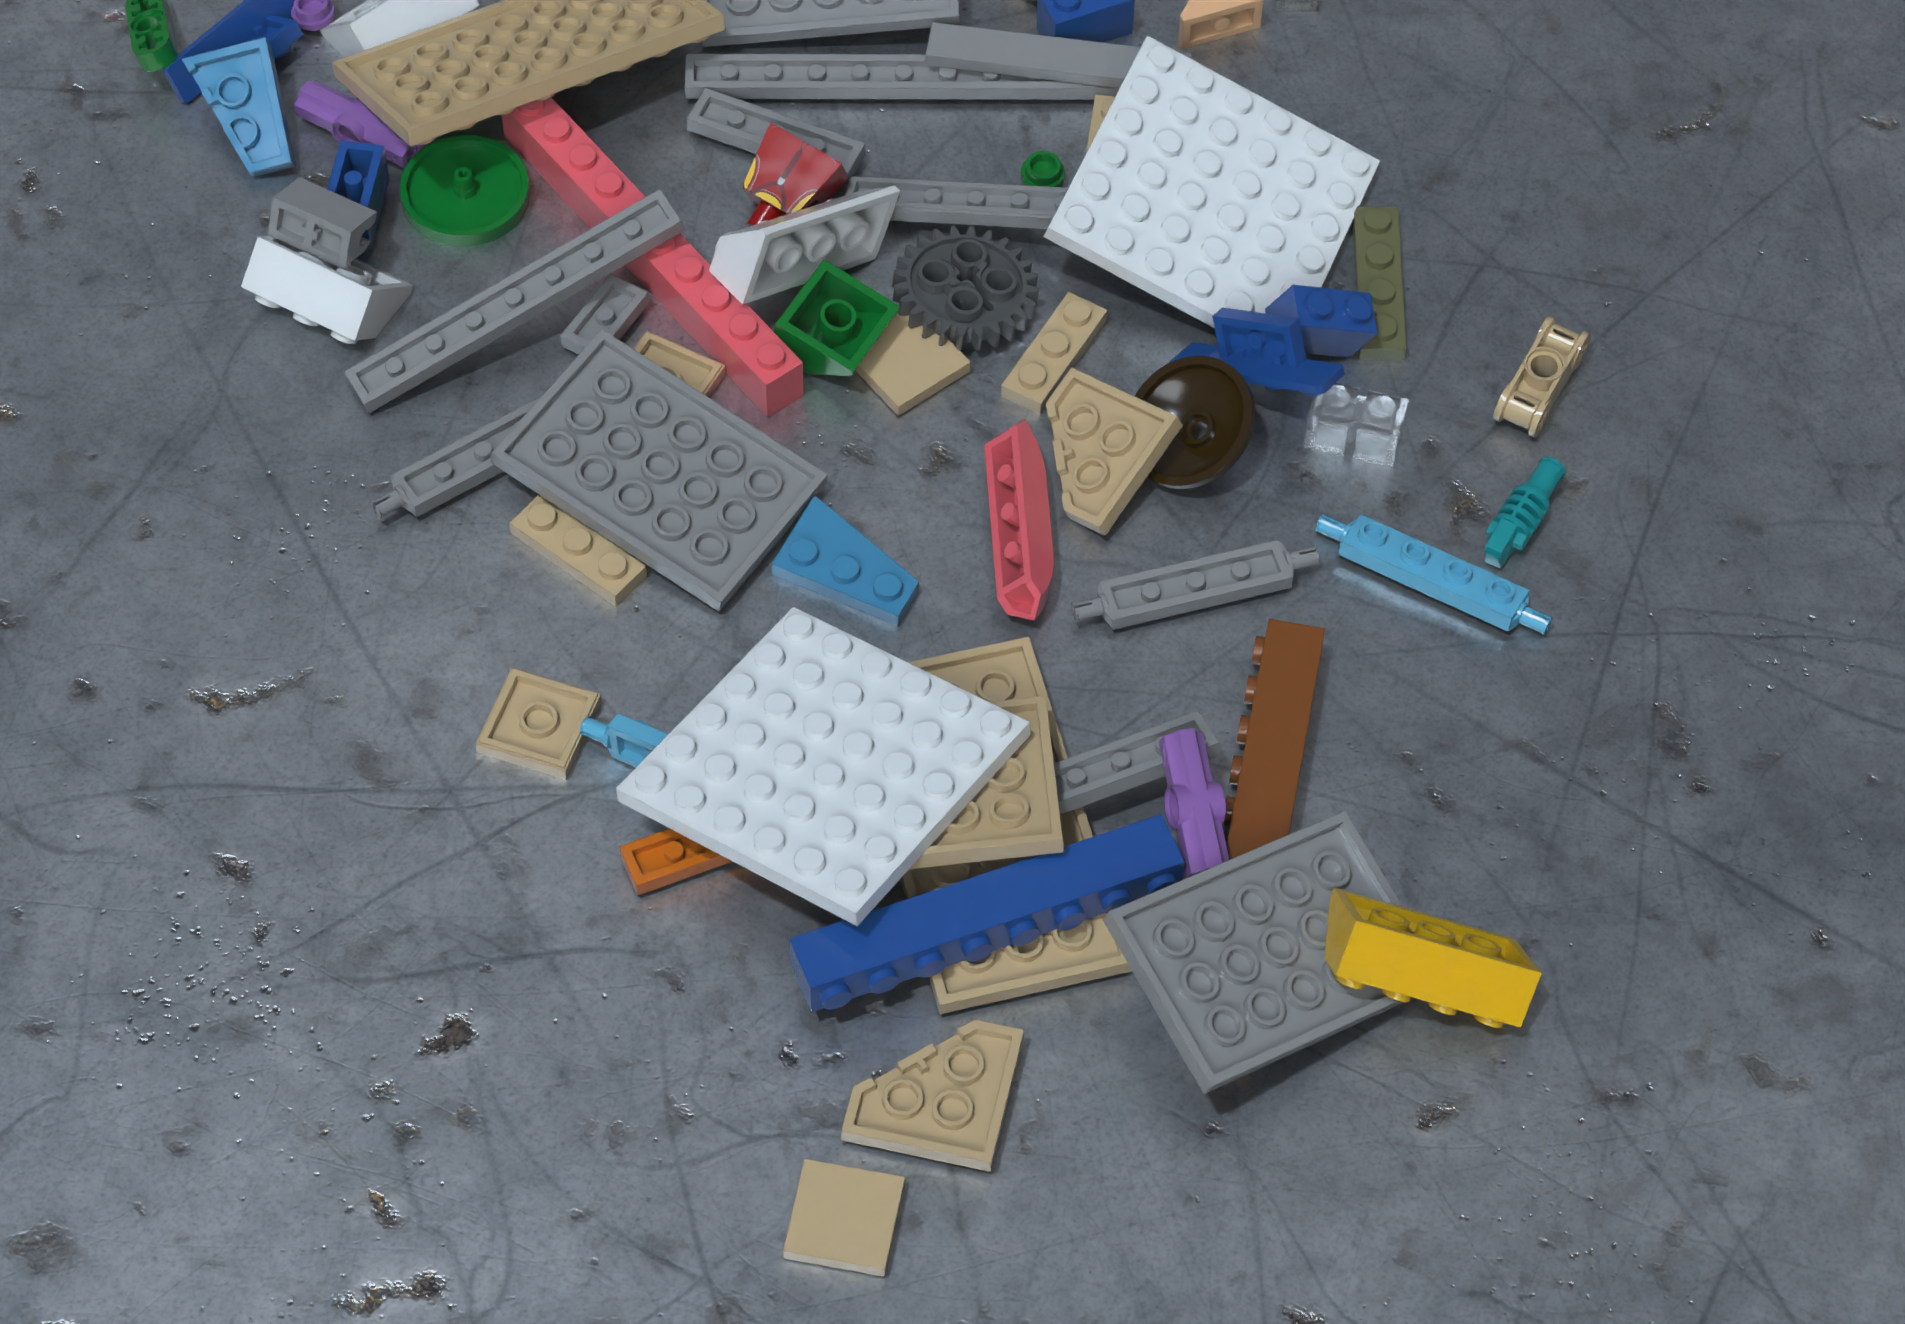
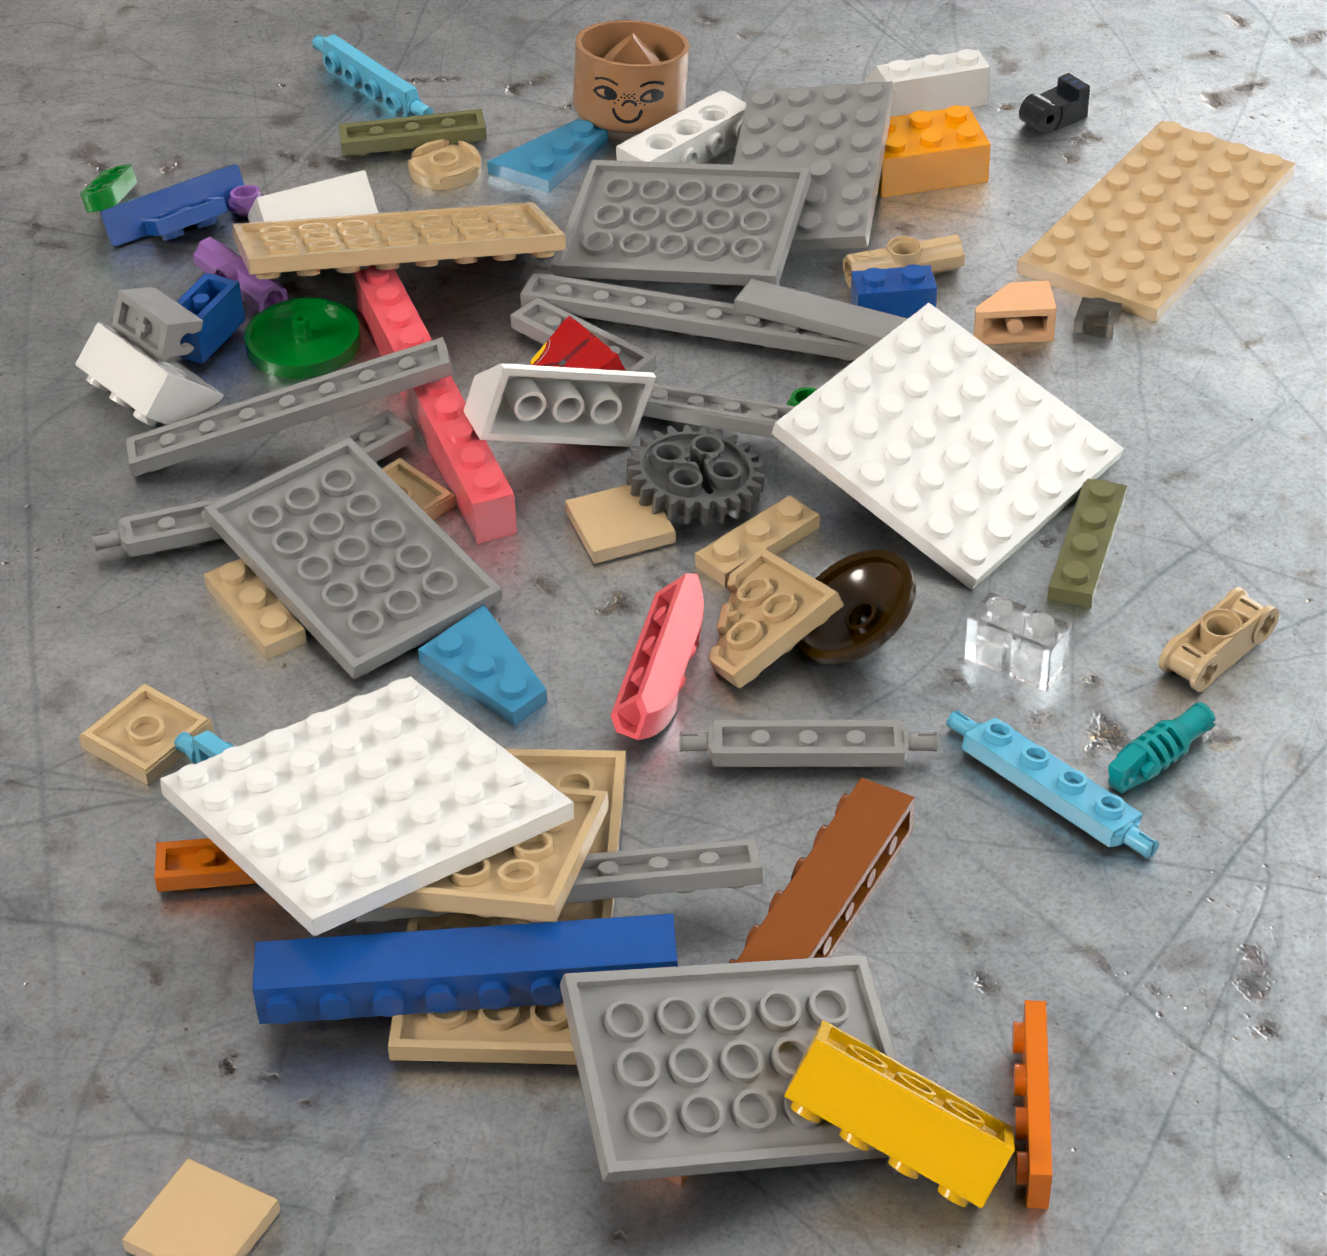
camera: 20 degrees right, 15 degrees down
(248, 102) = (153, 240): dark azure wing -> none
(834, 321) = (557, 470): green slope -> none
(941, 1099) = (351, 1138): tan plate -> none
(1193, 801) = (711, 903): medium lavender piece -> none
(1266, 352) = (950, 559): blue bracket -> none
(1330, 319) = (1012, 550): blue brick -> none
(1534, 925) = (1033, 1120): none -> orange plate

